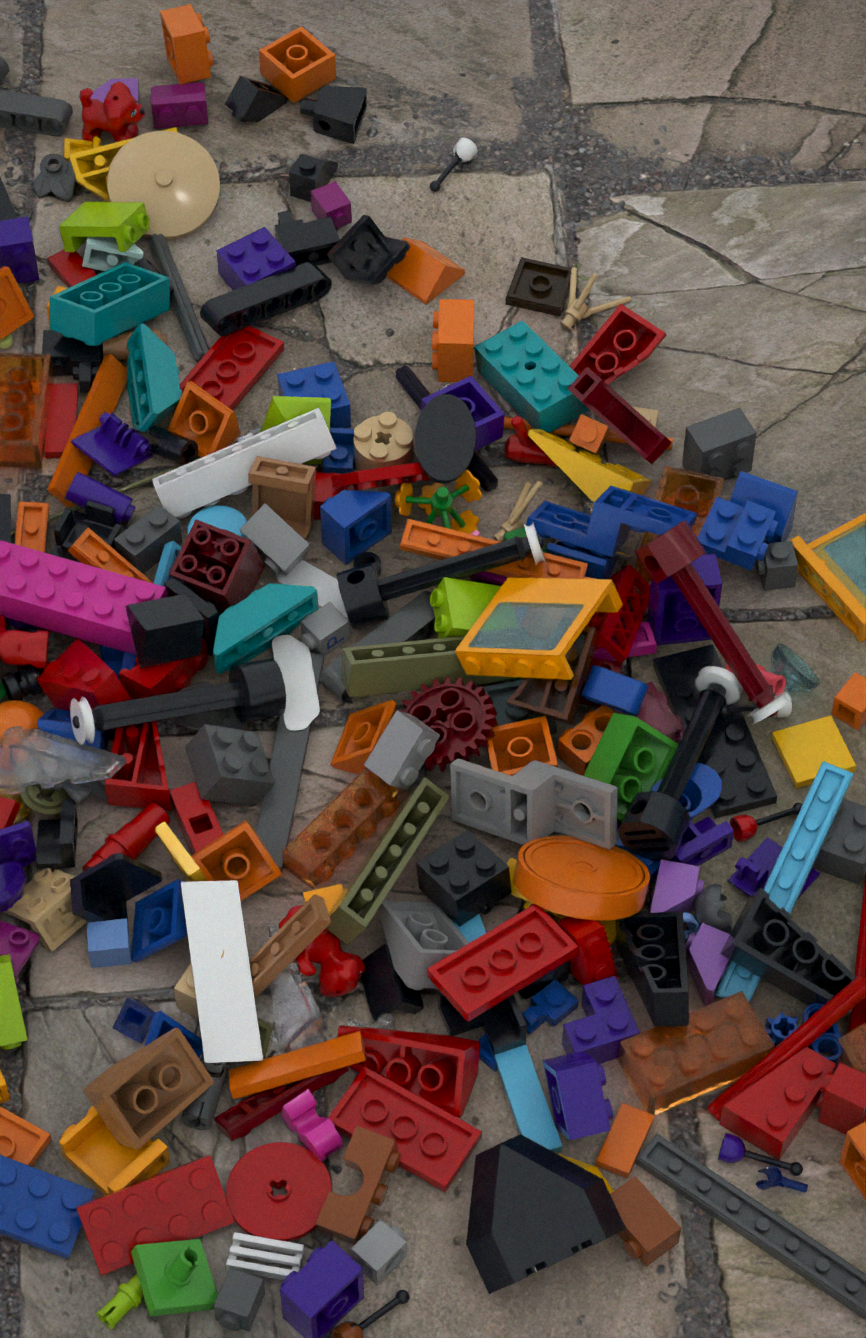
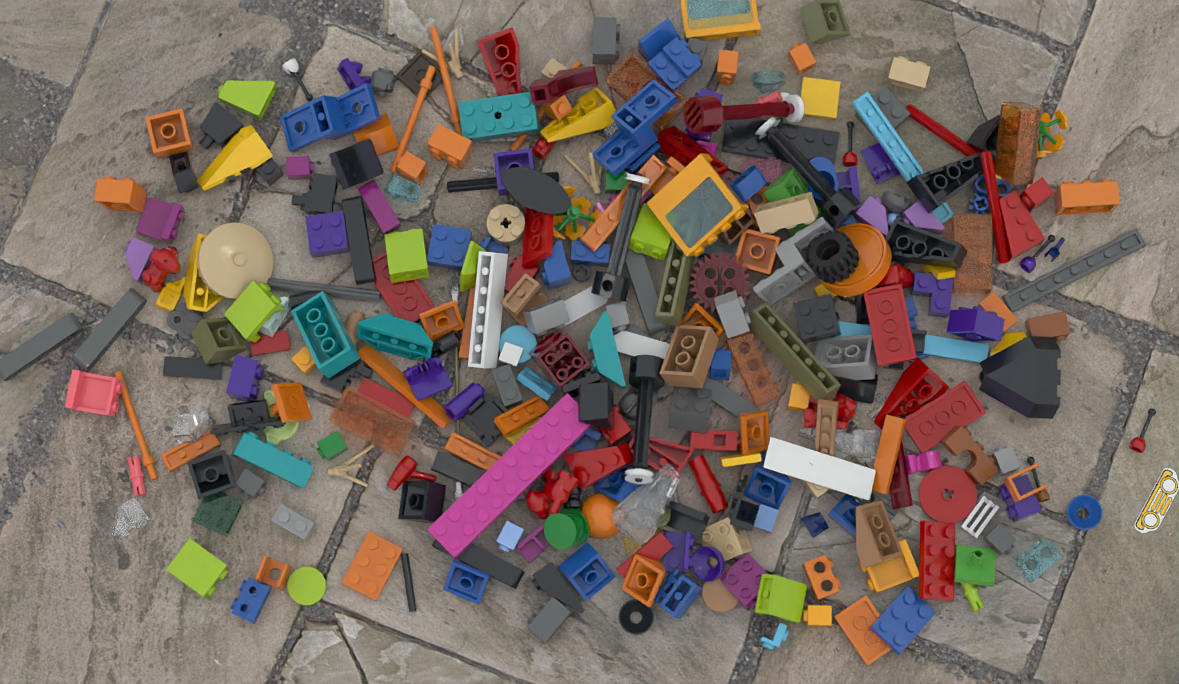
camera: 65 degrees left, 25 degrees up
(44, 1054) = (815, 579): none -> orange brick
(46, 209) = (218, 340): none -> olive slope
(189, 516) = (510, 354): none -> white tile
(271, 351) = (406, 255): none -> lime panel
(307, 724) = (689, 356): none -> medium nougat brick
(318, 139) = (242, 151): none -> yellow wedge
(320, 781) = (720, 364): none -> blue brick
(325, 309) = (379, 207): none -> magenta slope
(337, 1233) = (1012, 489): none -> orange piece
(368, 324) = (400, 187): none -> clear light blue piece
(394, 560) = (584, 255): none -> blue brick
(398, 124) = (248, 96): none -> lime slope
(399, 313) = (411, 168): none -> orange brick
(417, 204) = (330, 117): none -> blue bracket
(486, 226) = (349, 72): none -> dark purple tile
(503, 245) = (383, 81): none -> dark grey head
(527, 287) = (425, 86): none -> orange bar
(565, 835) = (827, 246): none -> black tyre
(568, 293) = (455, 118): none -> orange bar
(596, 748) = (786, 213): none -> tan brick
(636, 1013) = (939, 271): none -> yellow slope
(778, 605) = (726, 67): none -> orange brick

